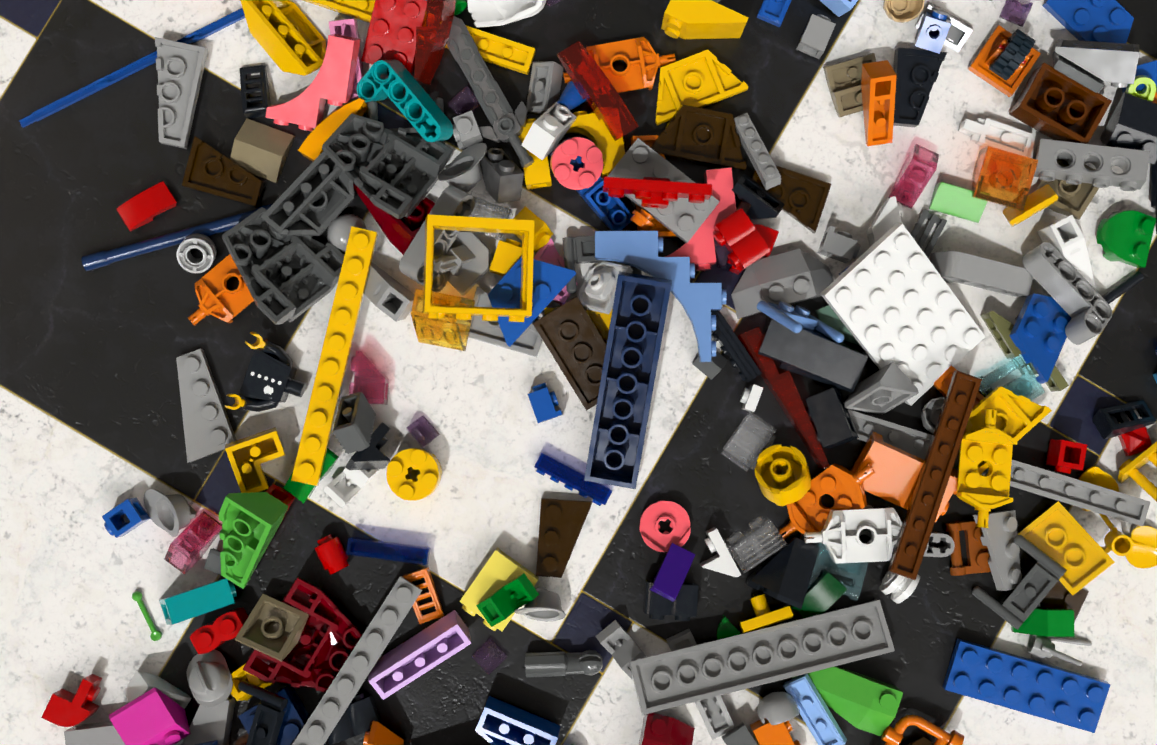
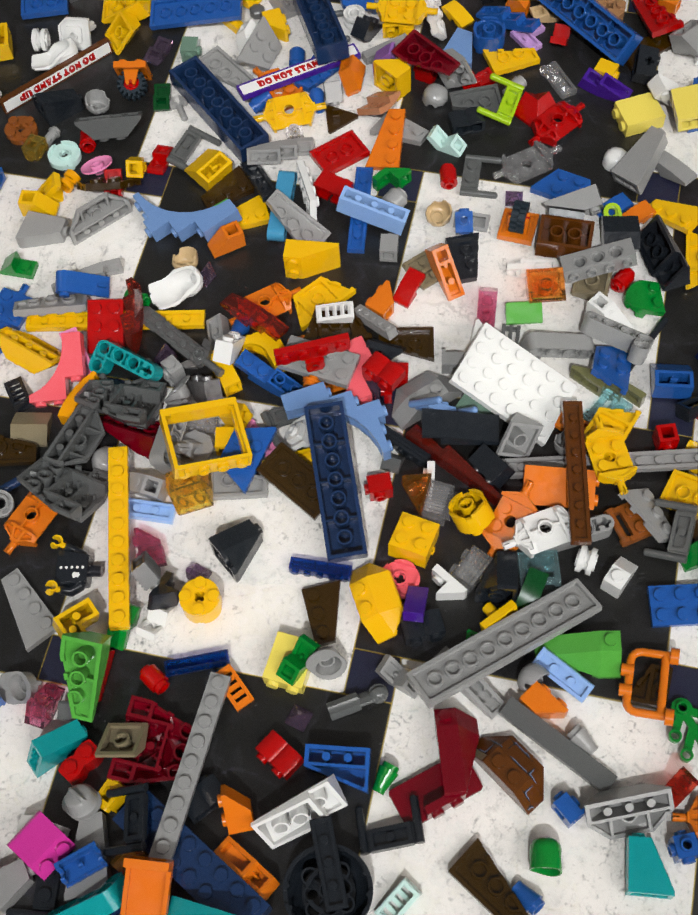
camera: 10 degrees left, 25 degrees down
(156, 634) = (29, 788): bright green hinge -> none
(373, 319) = (151, 511): none -> light blue tile
(419, 654) = (243, 728): lavender brick -> none
(452, 698) = (279, 755): none -> red brick
(479, 418) = (237, 547): none -> black slope
(543, 403) = (282, 524): blue brick -> none
(584, 176) = (260, 352): coral plate -> none
(627, 546) = (377, 601): none -> yellow wedge
(680, 394) = (379, 487): none -> red brick
(699, 483) = (413, 539): none -> yellow brick
(719, 114) = (334, 307): none -> white slope
(728, 418) = (417, 488): none -> clear orange slope
(777, 122) = (382, 301): none -> orange slope
(820, 109) = (408, 286): none -> red slope
(931, 614) = (618, 577): none -> white slope
(1035, 202) = (572, 299): yellow slope -> none
(1108, 200) = (622, 280): none -> red brick
(1110, 372) = (671, 381): none -> blue slope

